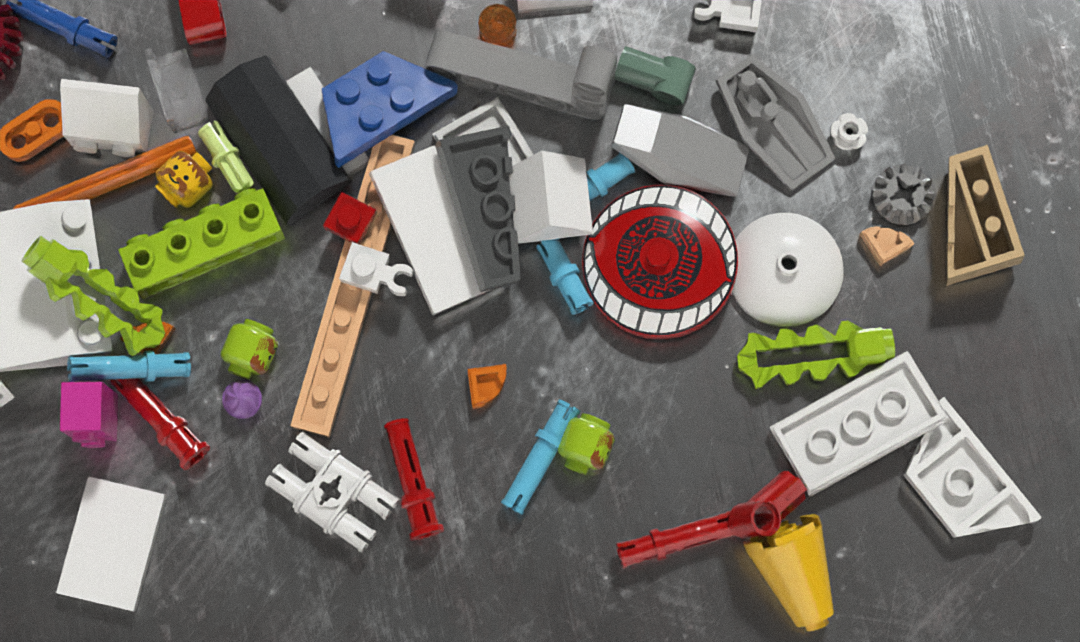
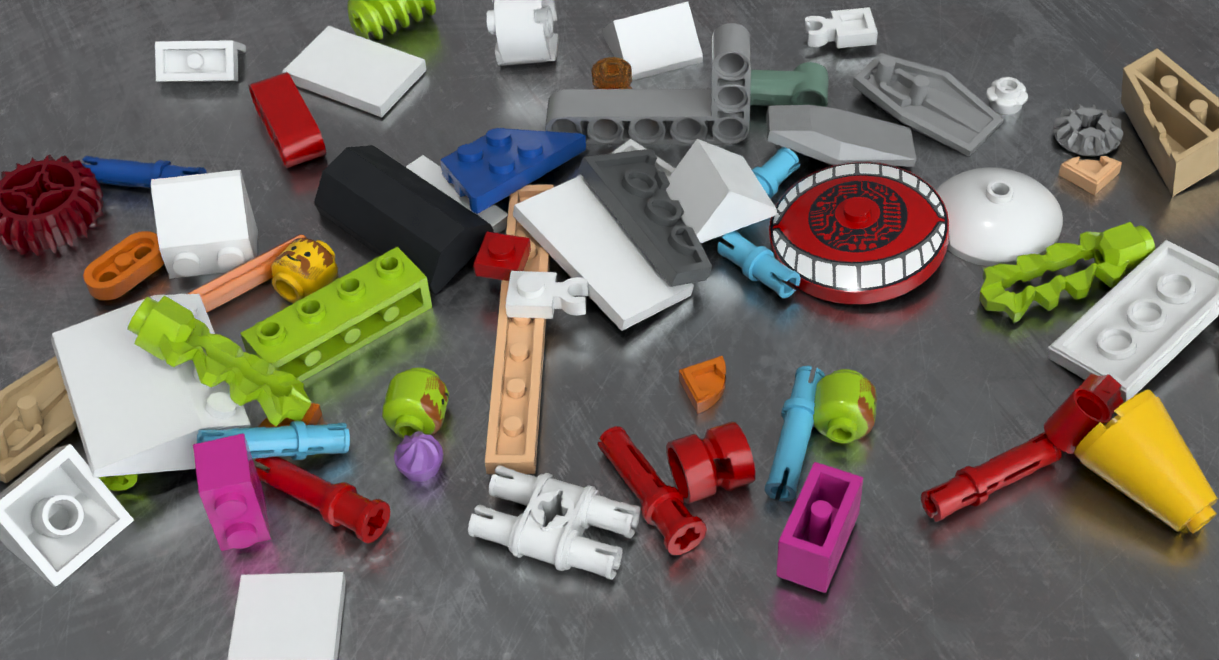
camera: 10 degrees left, 30 degrees down
(177, 89) = (280, 202): clear panel -> none
(225, 157) = (344, 241): yellowish green axle -> none
(463, 474) = (700, 475): none -> red wheel
(526, 558) = (819, 527): none -> dark pink brick

